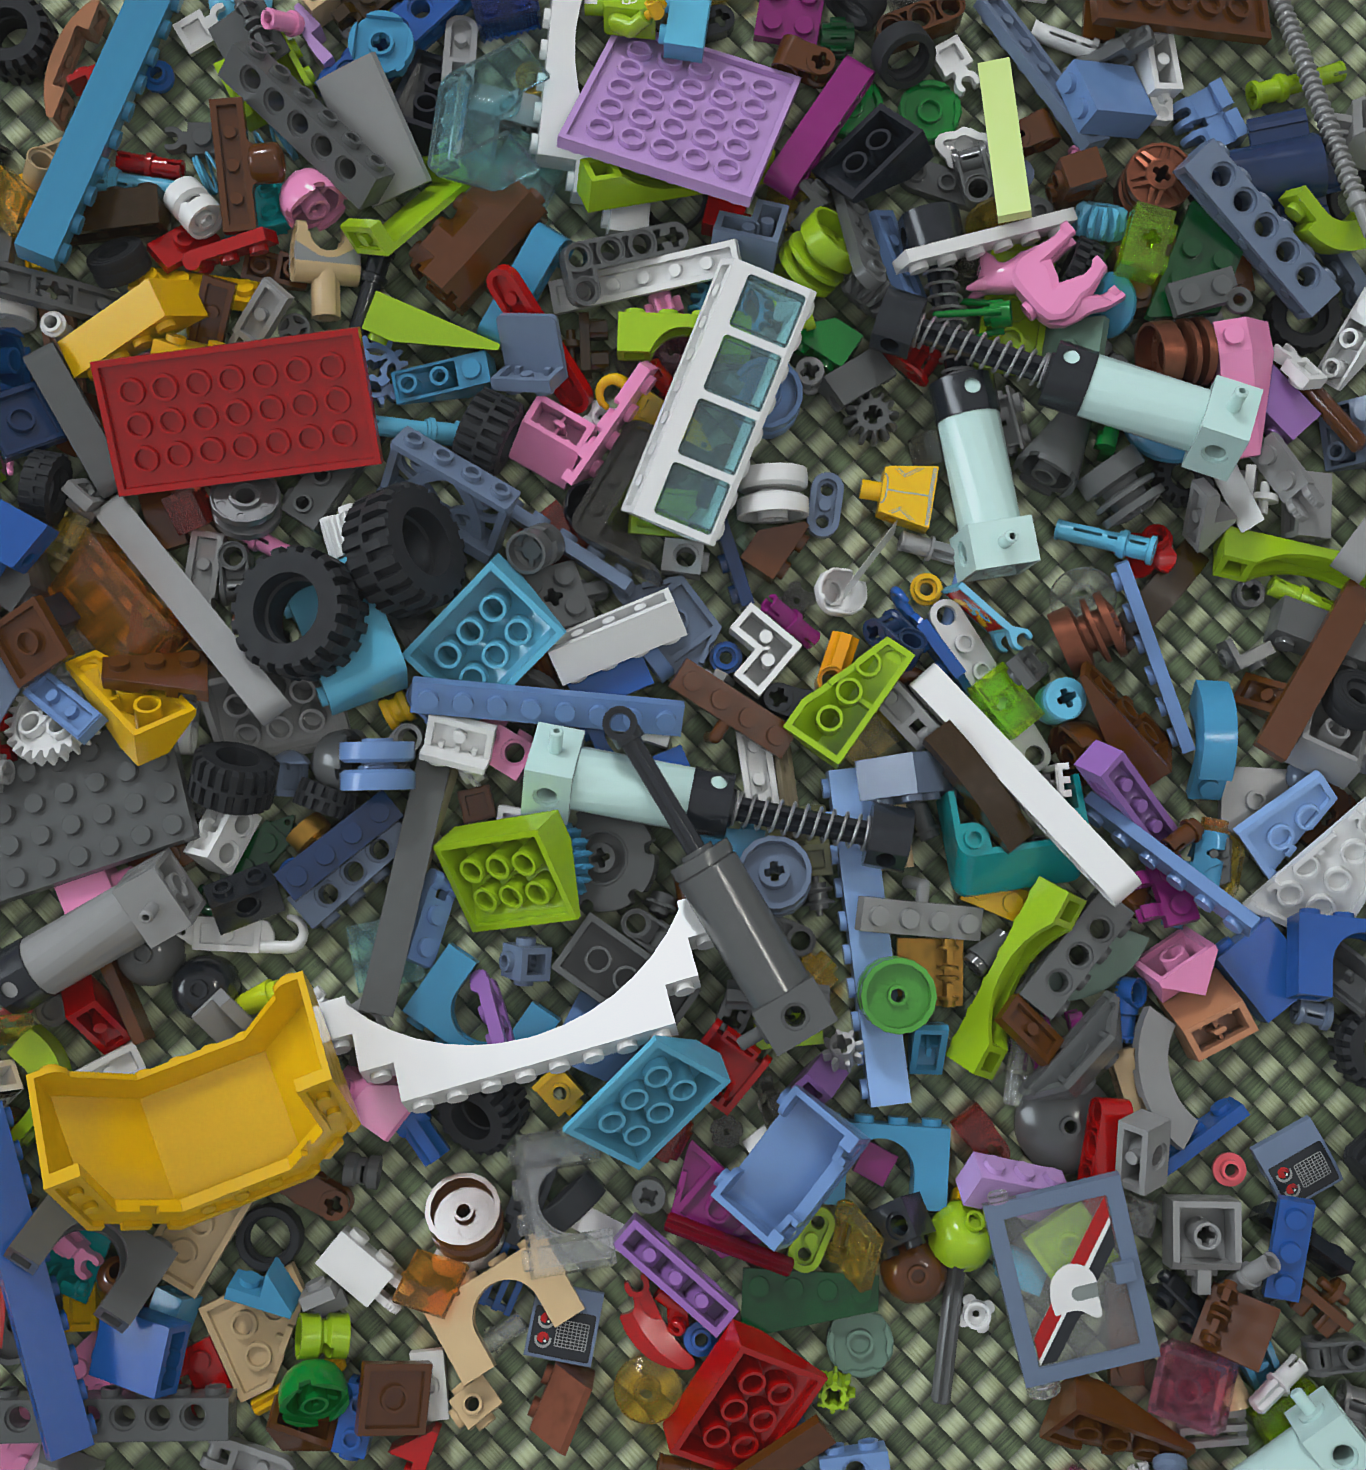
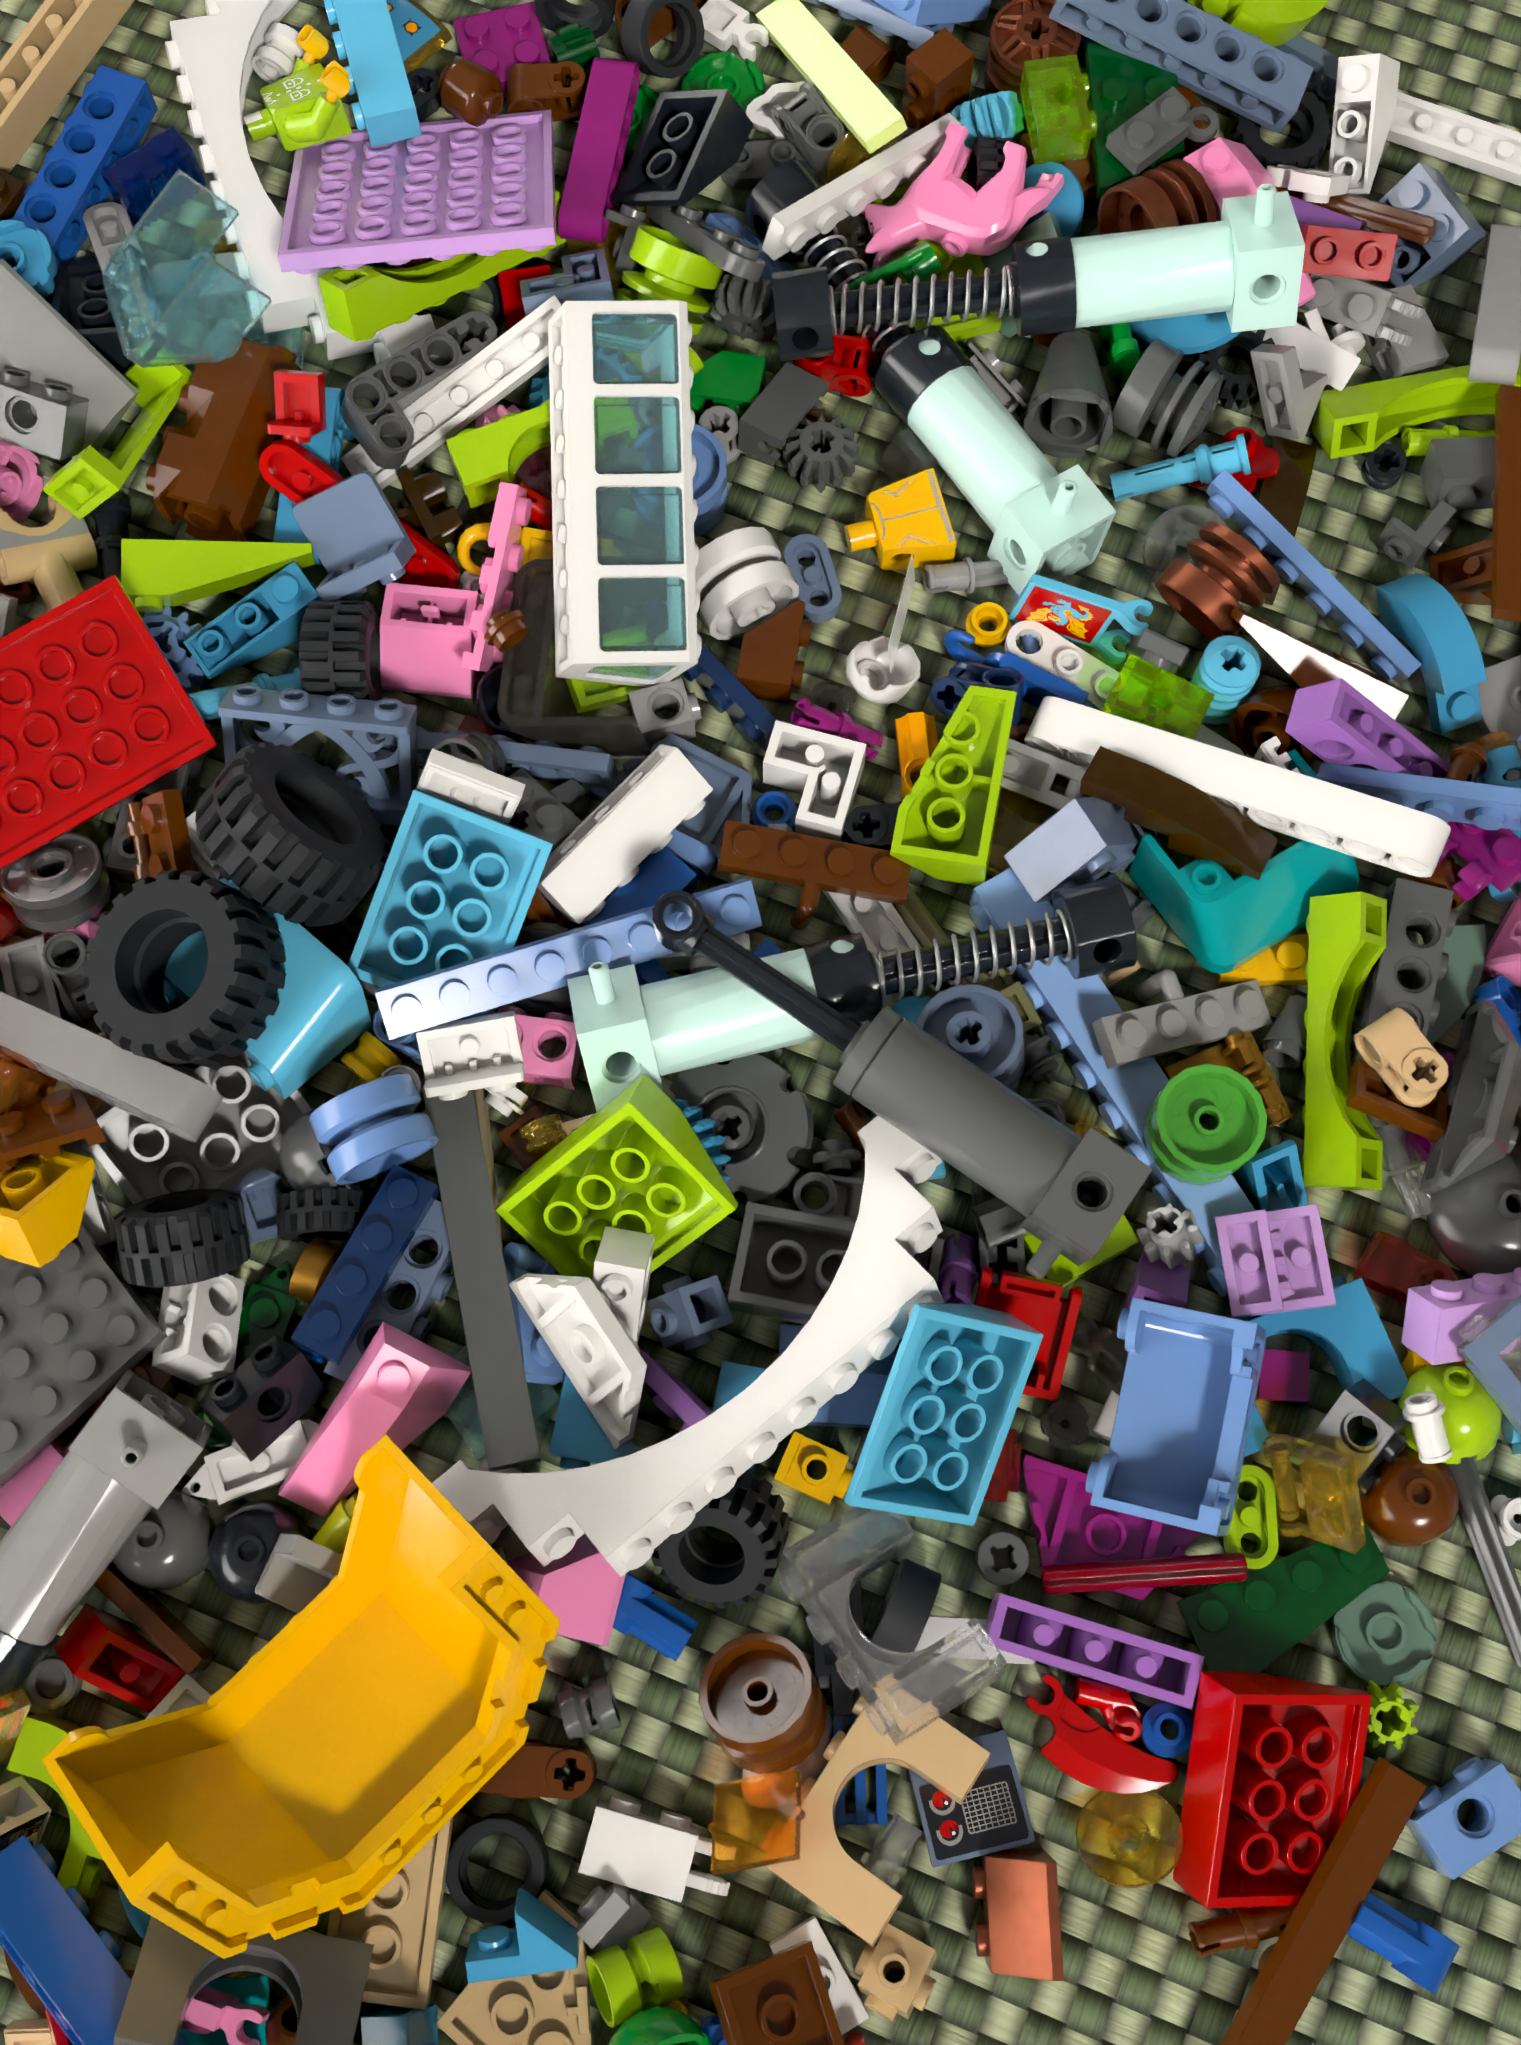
camera: 20 degrees left, 10 degrees down
(312, 937) = (392, 1391): none -> bright pink wedge
(319, 515) = (159, 834): none -> reddish brown plate
(451, 960) = (589, 1347): none -> white wing
(484, 808) = (543, 1134): none -> clear yellow bush
(487, 931) = (624, 1275): none -> white brick
(529, 571) = (470, 786): none -> white plate
(530, 245) = (298, 405): none -> red bracket
(600, 466) = (506, 629): none -> reddish brown plate
(701, 1012) = (957, 1271): none -> medium lavender pin
(750, 43) = (470, 92): none -> reddish brown head
(900, 1096) = (1275, 1261): none -> lavender slope
(942, 1233) = (1428, 1428): none -> white pin
(1042, 1000) = (1400, 1051): none -> tan piece
(1294, 435) = (1348, 252): none -> bracket

